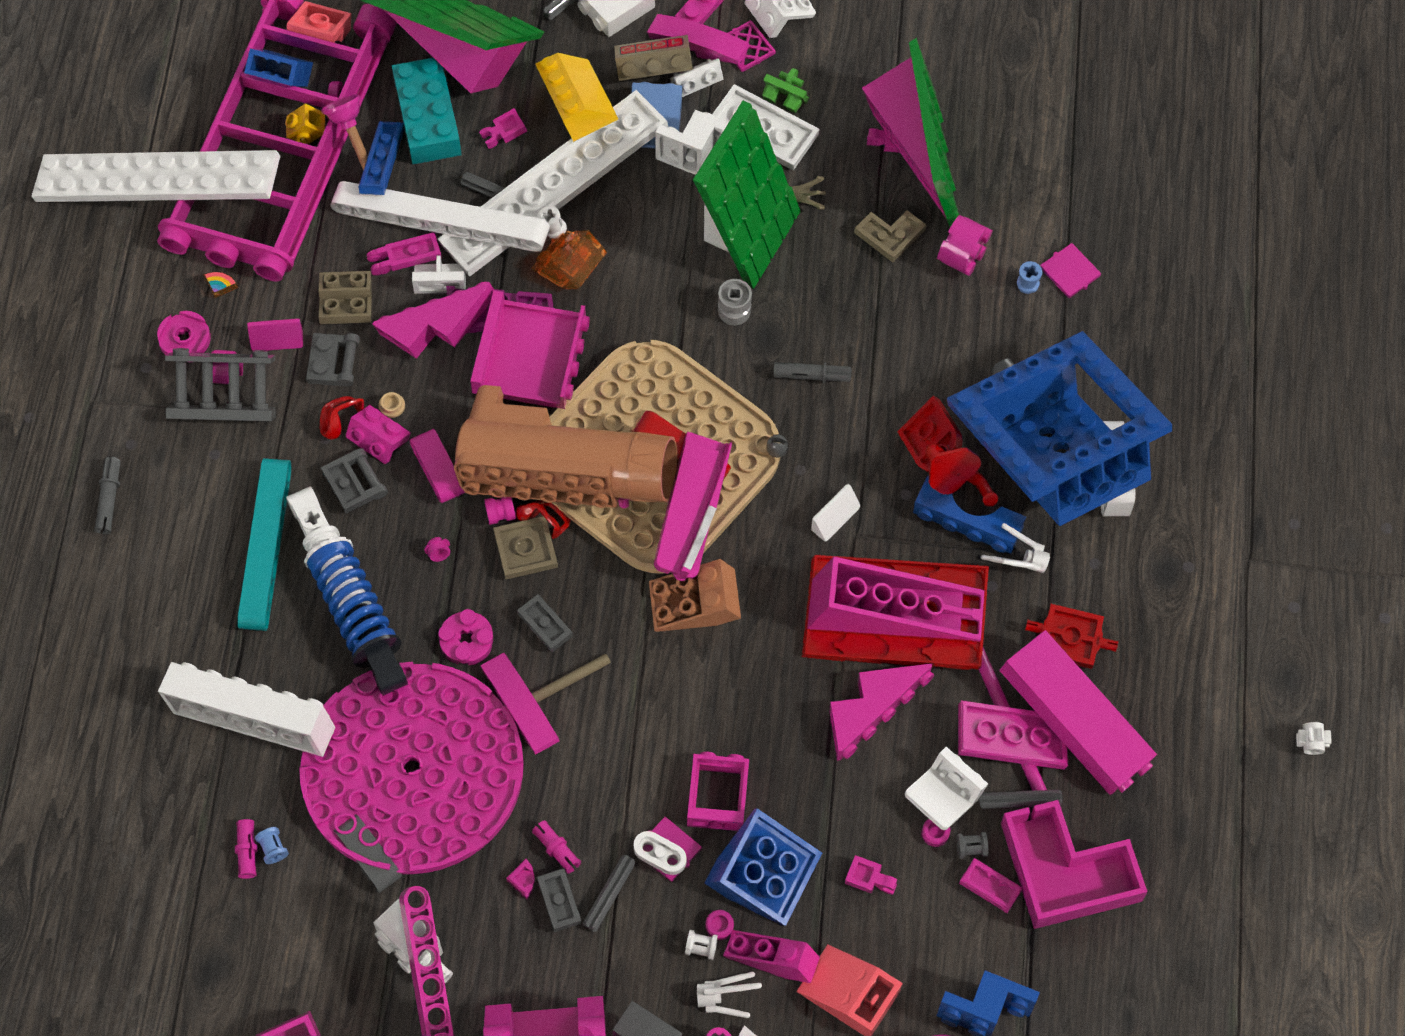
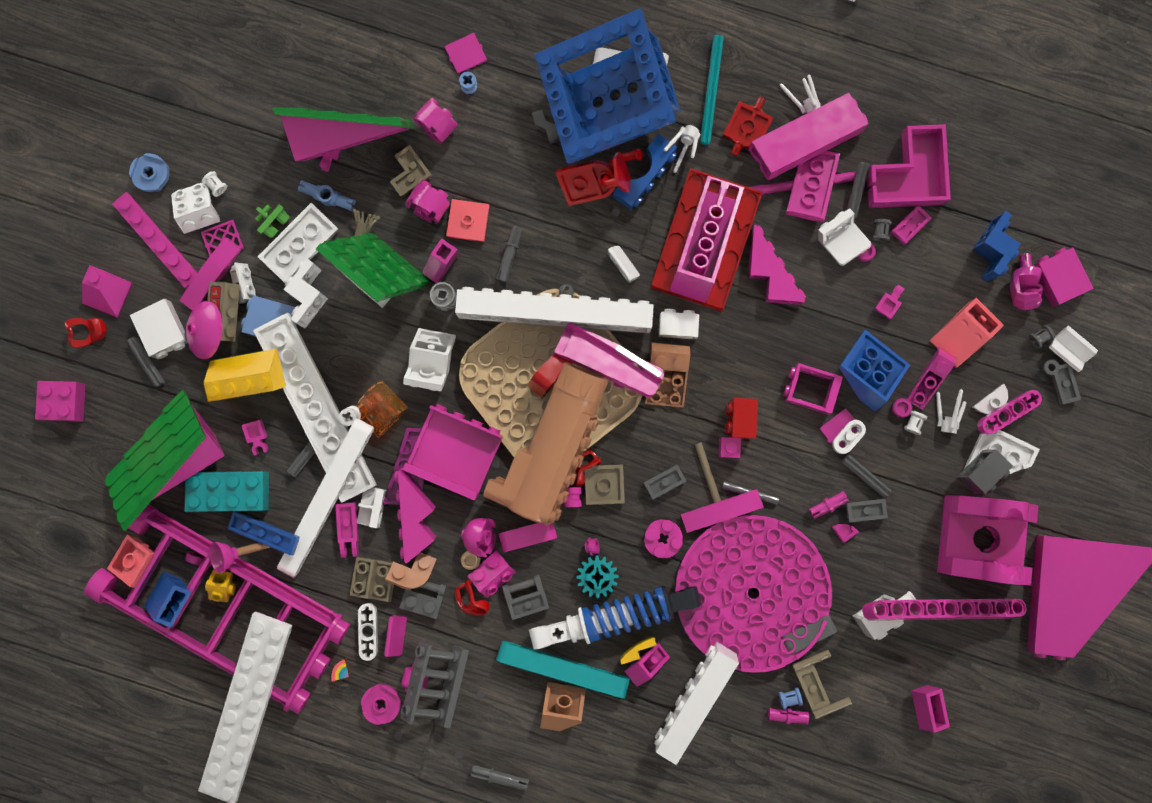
camera: 75 degrees left, 20 degrees up
(214, 548) = (562, 706): none -> nougat slope
(289, 647) = (648, 664): none -> dark pink slope
(292, 293) = (363, 617): none -> white beam
(292, 874) = (813, 687): none -> dark tan plate
(303, 628) = (632, 653): none -> yellow slope
(357, 340) = (411, 578): none -> nougat plate
(383, 563) = (606, 576): none -> teal gear
(424, 406) = (479, 536): none -> dark pink cylinder
(551, 752) = (740, 490): none -> dark grey bar
(609, 695) = (729, 447): none -> dark pink brick
(624, 39) = (204, 330): none -> dark pink dish
(646, 300) = (429, 359): none -> white bracket
(652, 698) = (742, 418): none -> red brick
(746, 430) = (554, 311): none -> white brick
(767, 598) = (678, 325): none -> white brick
(782, 289) = (440, 261): none -> dark pink slope
(815, 21) = (214, 183): none -> white bush
(833, 154) = (318, 192): none -> medium blue pin
(845, 315) = (468, 220): none -> coral plate
(855, 258) = (428, 202): none -> dark pink brick
(1111, 581) = (711, 90): none -> teal axle
(1130, 710) = (809, 104): none -> white plant

